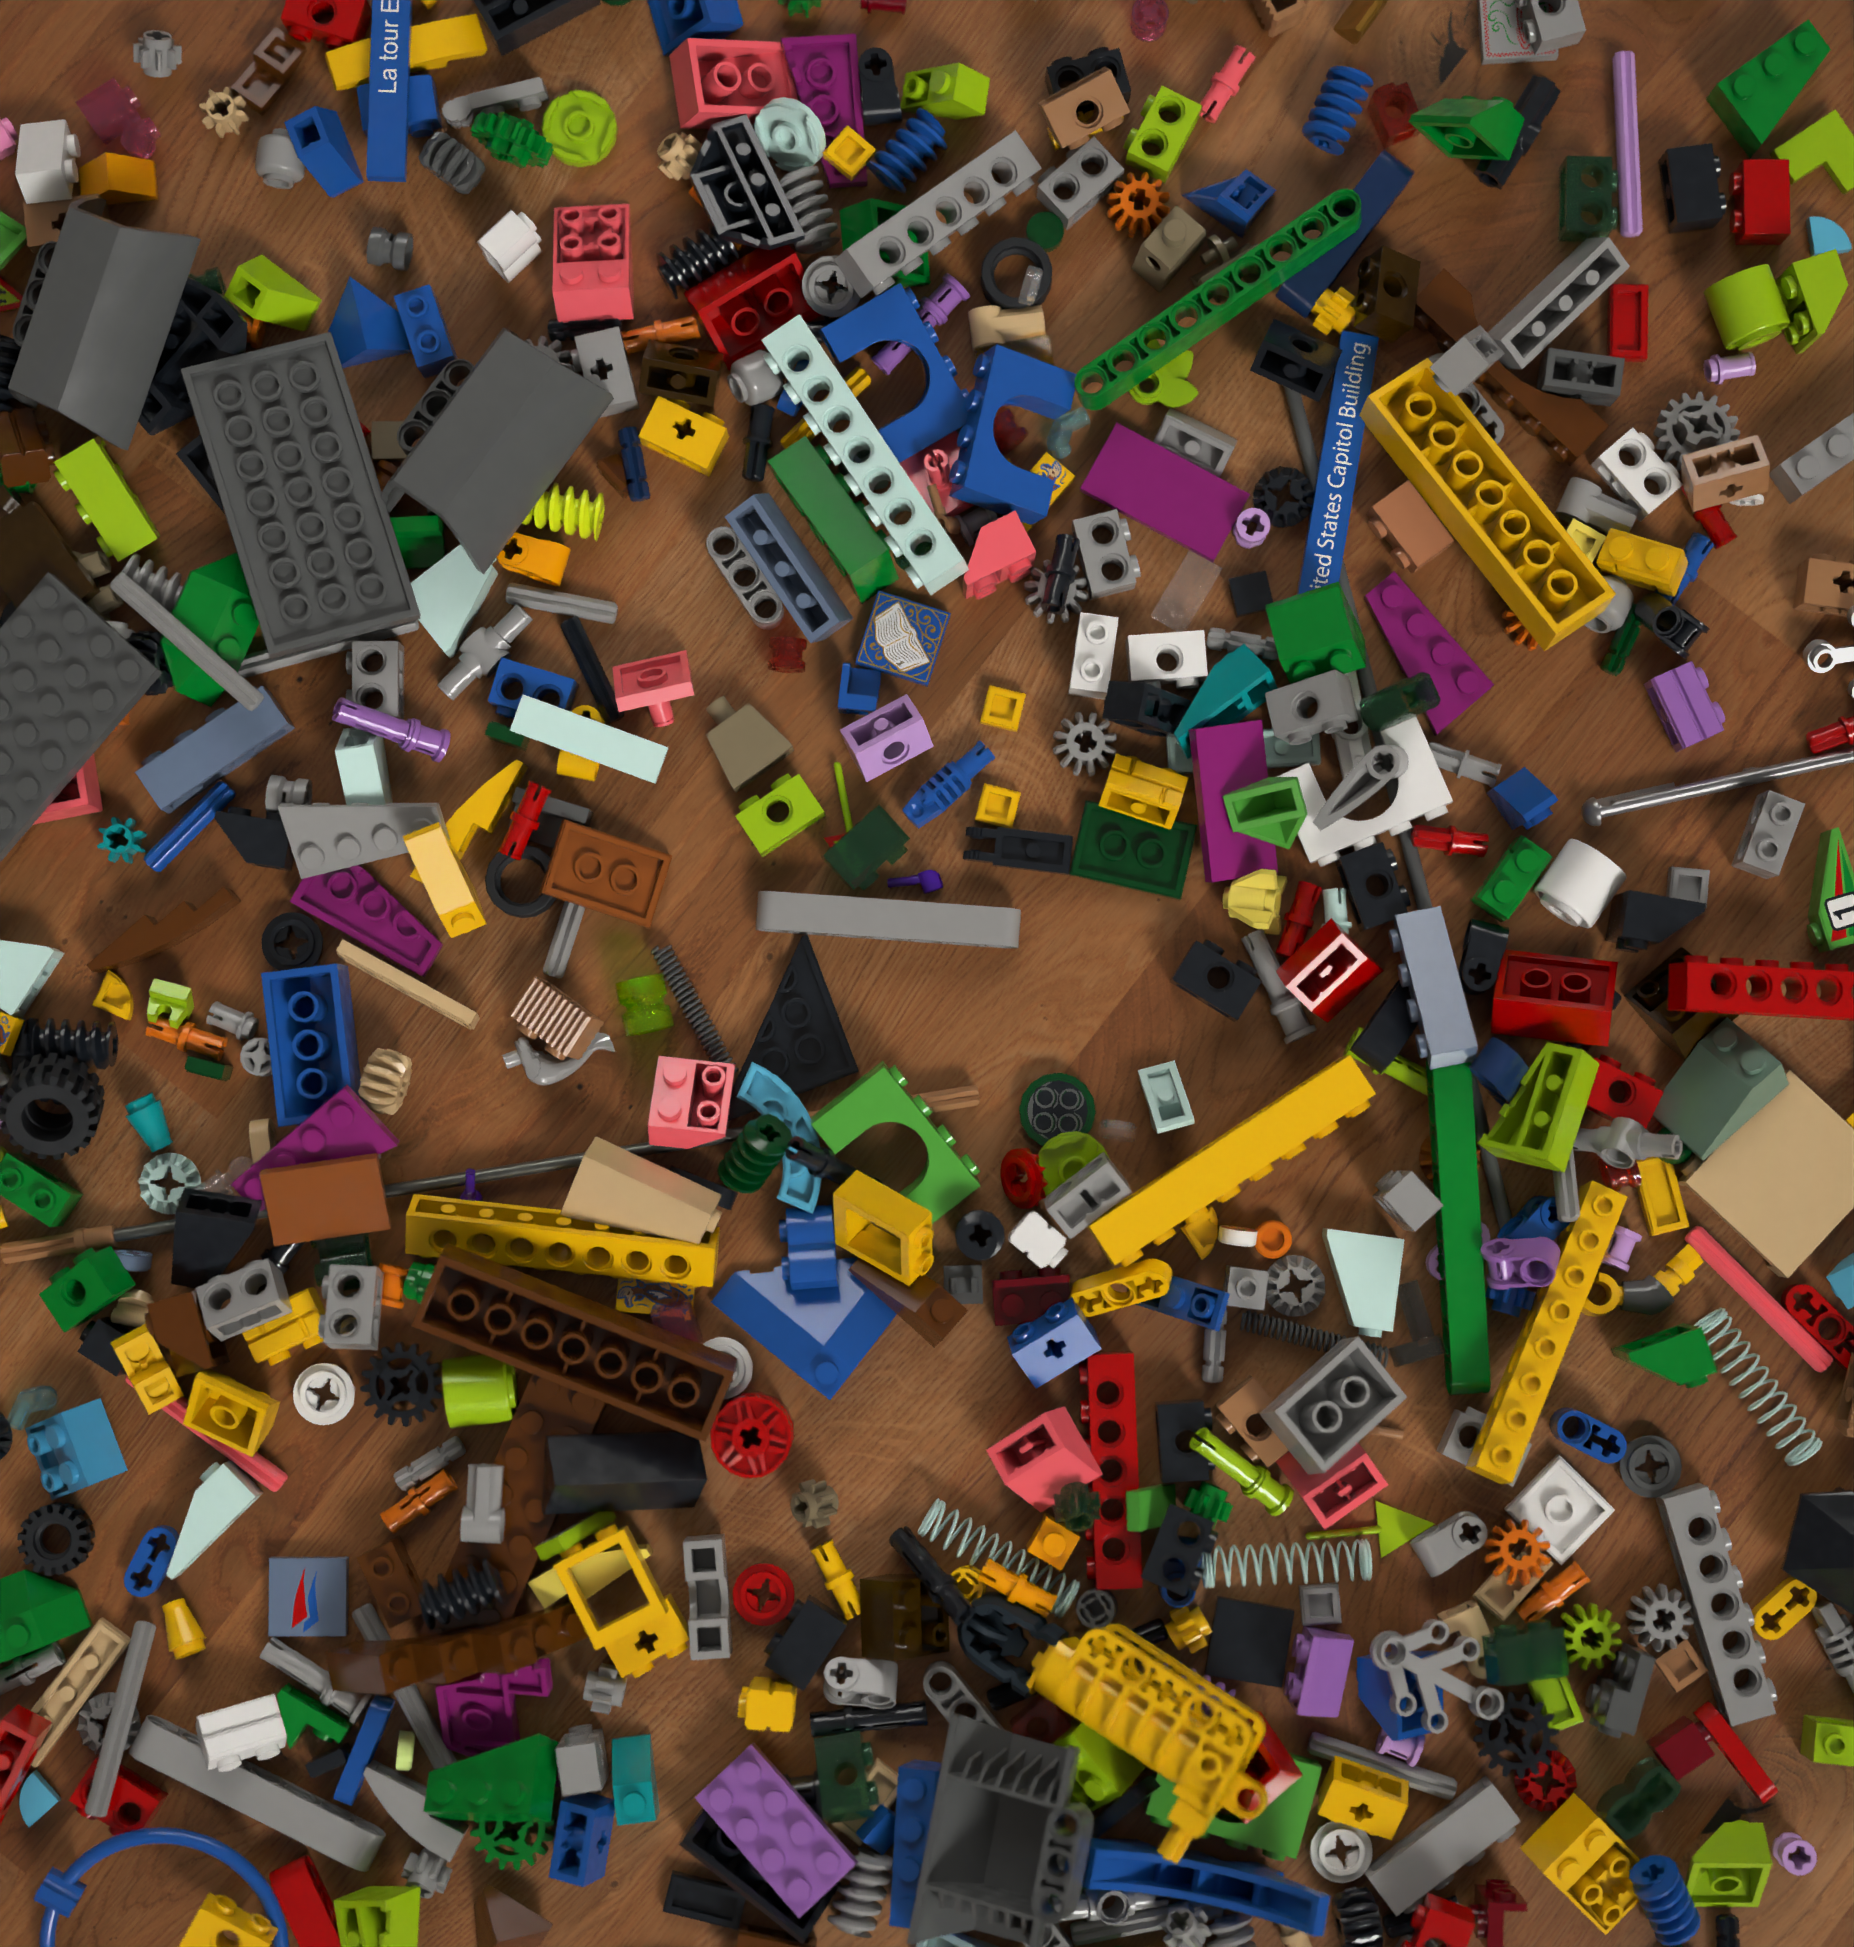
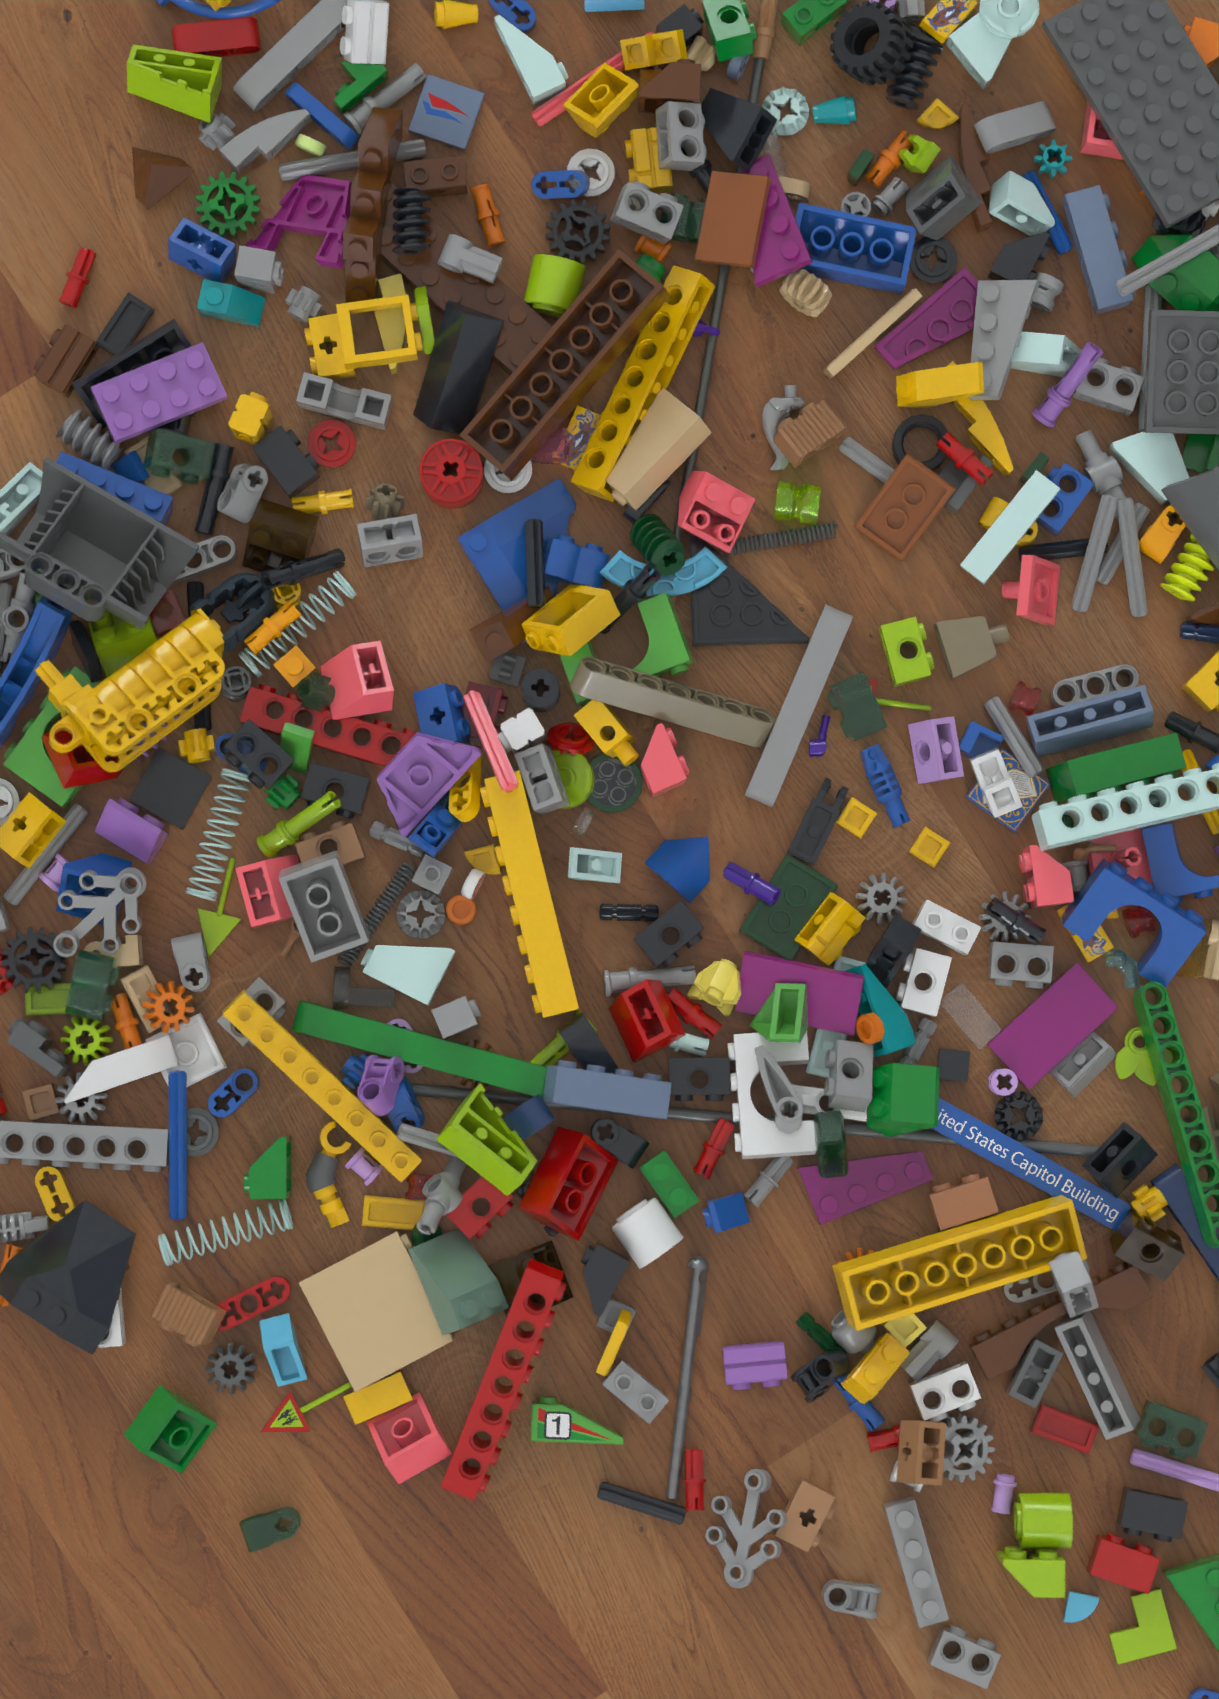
camera: 105 degrees right, 0 degrees up
(97, 897) = (1015, 127): none -> light grey beam
(191, 860) = (1020, 204): none -> light aqua slope
(216, 956) = (941, 200): none -> dark grey slope
(328, 1760) = (322, 87): black tile -> none
(359, 1422) = (560, 177): none -> blue beam
(429, 1463) = (512, 232): light grey axle -> none
(497, 1785) = (263, 202): green wedge -> none
(574, 584) = (1132, 557): none -> light grey axle
(584, 629) = (1094, 553): none -> light grey axle
(828, 1294) = (535, 563): none -> black axle
(837, 652) = (1014, 737): none -> light grey axle
(859, 1481) = (390, 540): none -> light grey brick
(900, 654) = (995, 782): none -> white slope
(940, 1072) = (672, 701): none -> dark tan beam
(993, 1150) = (600, 723): none -> yellow torso
(1018, 1059) = (660, 765): none -> coral slope
(1065, 1272) = (490, 741): none -> coral axle
(1120, 902) = (752, 883): none -> dark purple axle
(1127, 993) = (683, 865): none -> blue slope
(1133, 1340) = (422, 776): none -> medium lavender wing
(1205, 1037) = (629, 912): none -> black axle
(1247, 702) = (870, 1028): none -> orange tile
(1320, 1604) = (179, 850): light grey tile -> none
(1607, 1578) = (124, 1067): none -> white sticker
(1675, 1481) = (177, 1144): none -> blue axle
(1722, 878) = (614, 1342): none -> yellow tile
(1759, 1299) = (289, 1259): coral axle -> none

